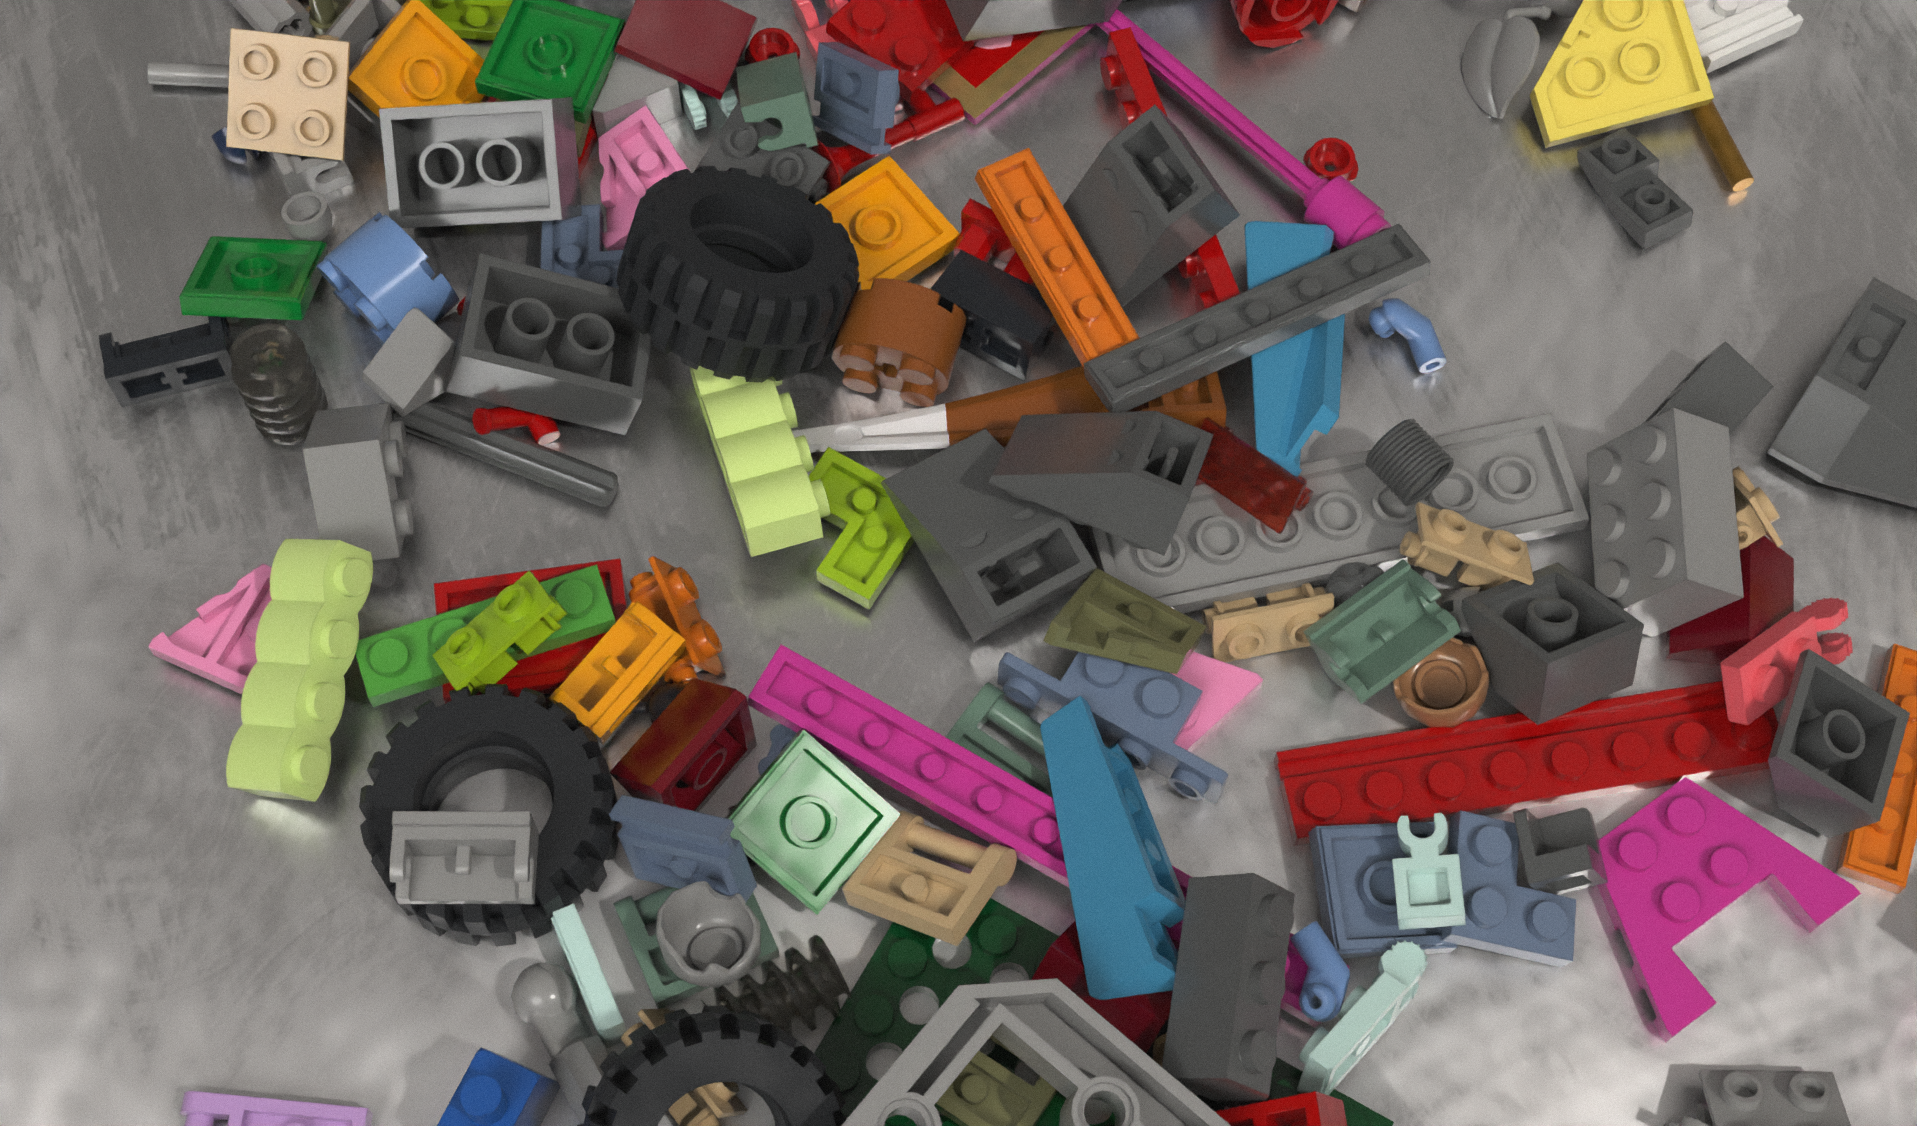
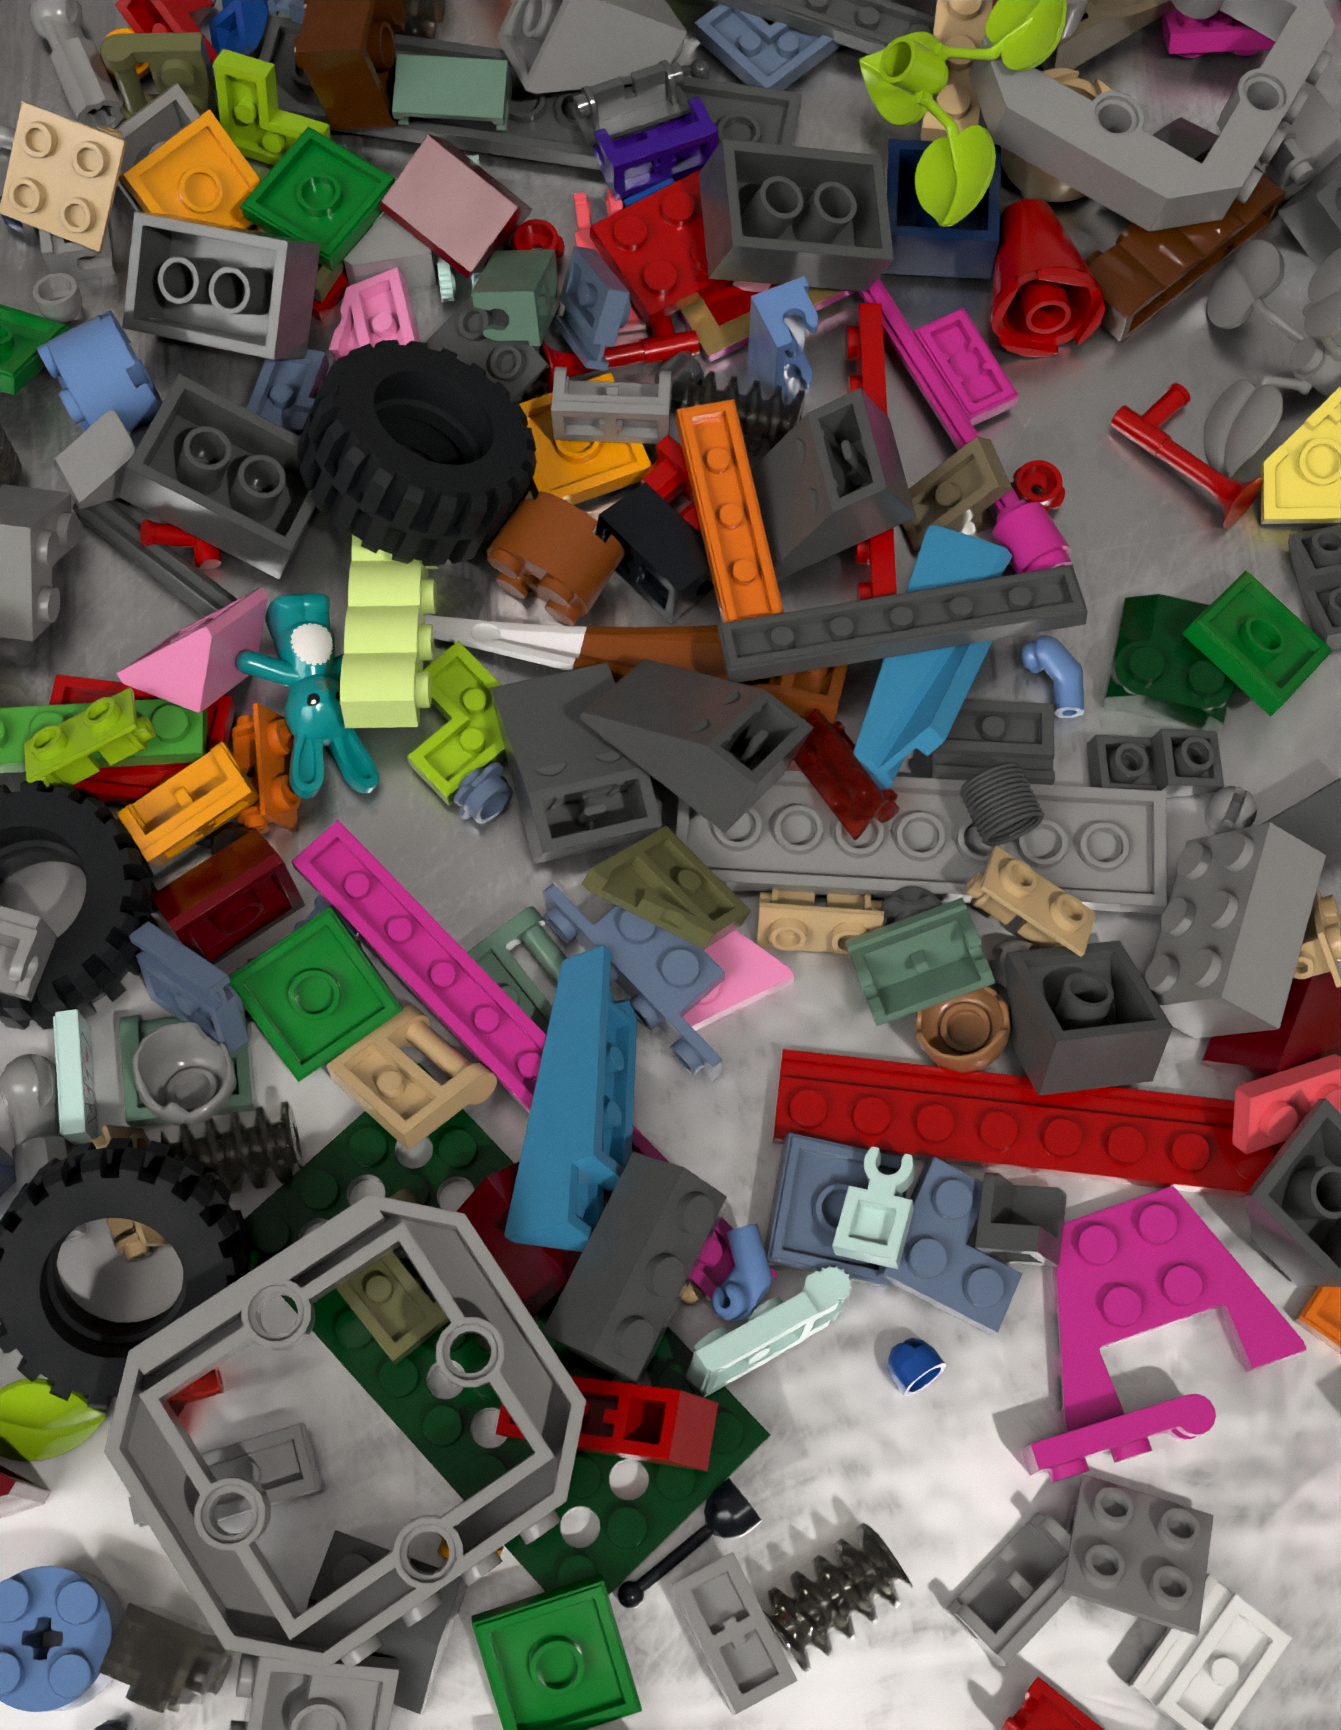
camera: 20 degrees right, 5 degrees up
(581, 525) = (200, 659): none -> bright pink slope
(708, 542) = (313, 705): none -> teal animal
(903, 587) = (483, 793): none -> sand blue plate
(907, 189) = (611, 410): none -> light grey hinge
(955, 144) = (681, 367): none -> dark grey hinge
(1042, 82) = (778, 333): none -> medium blue hinge
(1059, 160) = (759, 418): none -> clear smoke piece
(1227, 67) = (967, 366): none -> dark pink plate
(1265, 184) = (959, 492): none -> dark tan slope
(1377, 402) = (996, 734): none -> dark grey plate
(1411, 89) = (1232, 495): none -> red piece
(1505, 1015) = (914, 1365): none -> blue hinge
(1511, 294) = (1160, 670): none -> dark green slope
(1540, 385) = (1169, 761): none -> dark grey slope
(1587, 254) = (1257, 642): none -> green tile
(1602, 414) = (1218, 807): none -> light grey hinge
(1723, 1023) = (1122, 1436): none -> dark pink plate

